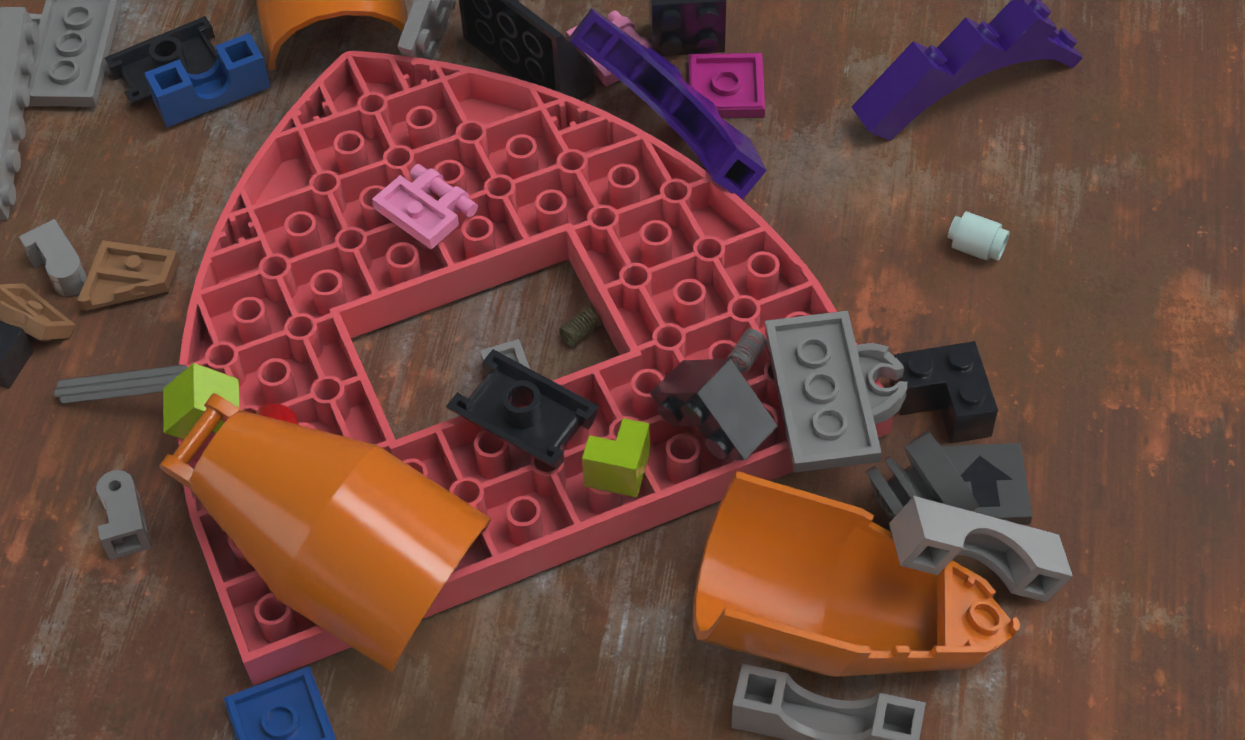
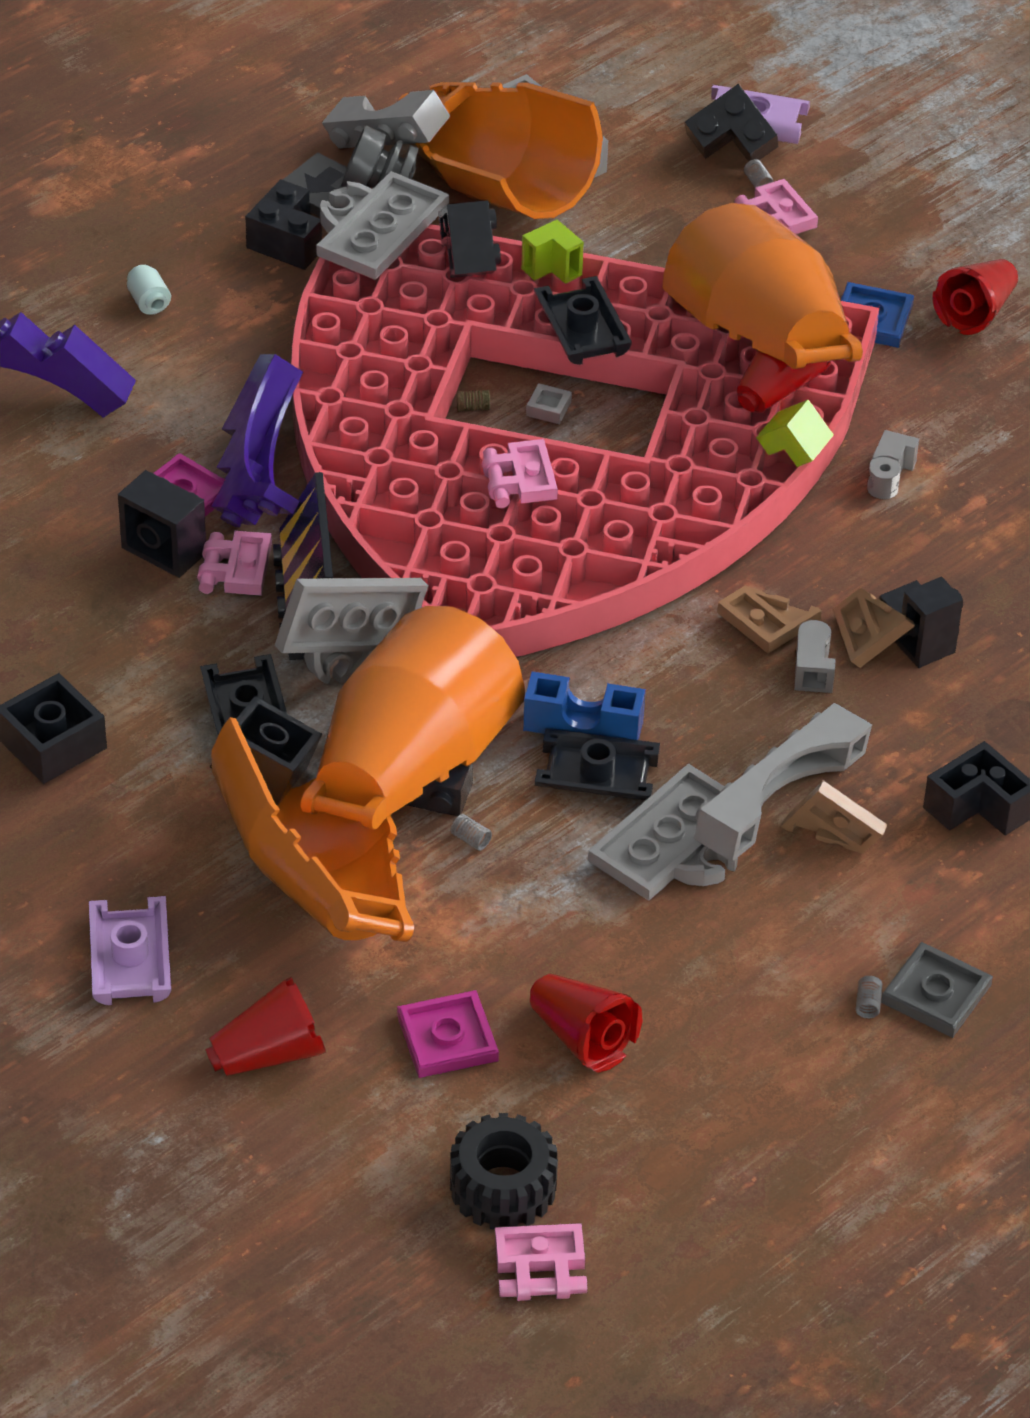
camera: 145 degrees left, 10 degrees down
(116, 384) = (833, 517): dark grey axle -> none
(744, 357) = (390, 276): light grey piece -> none

